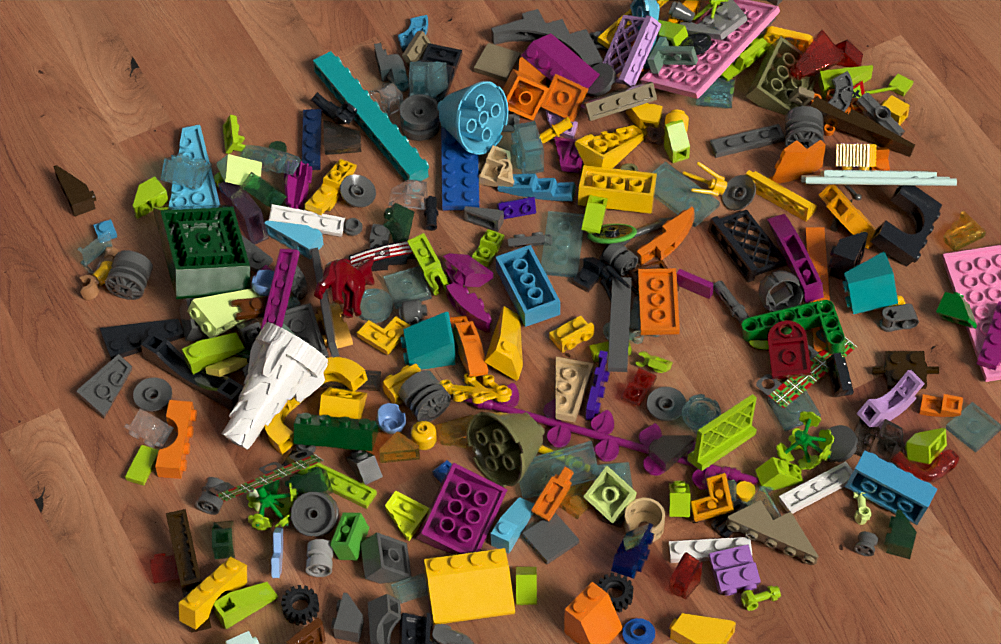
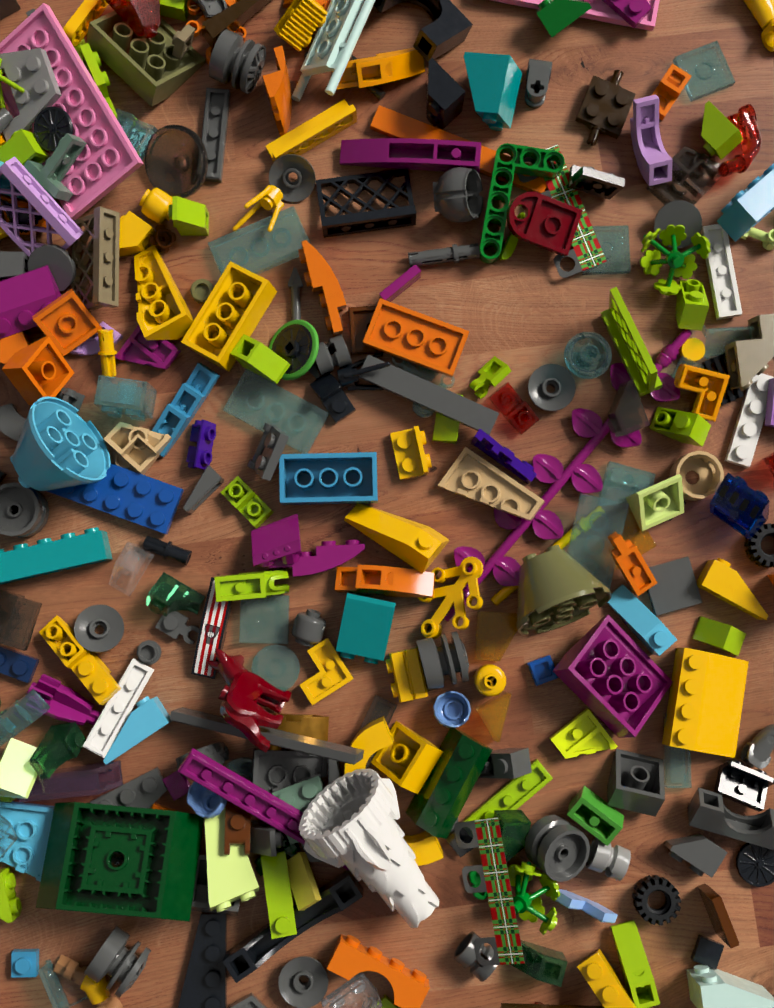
camera: 75 degrees left, 30 degrees up
(568, 573) = (728, 586): none -> yellow slope
(712, 121) = (165, 161): none -> clear smoke dish

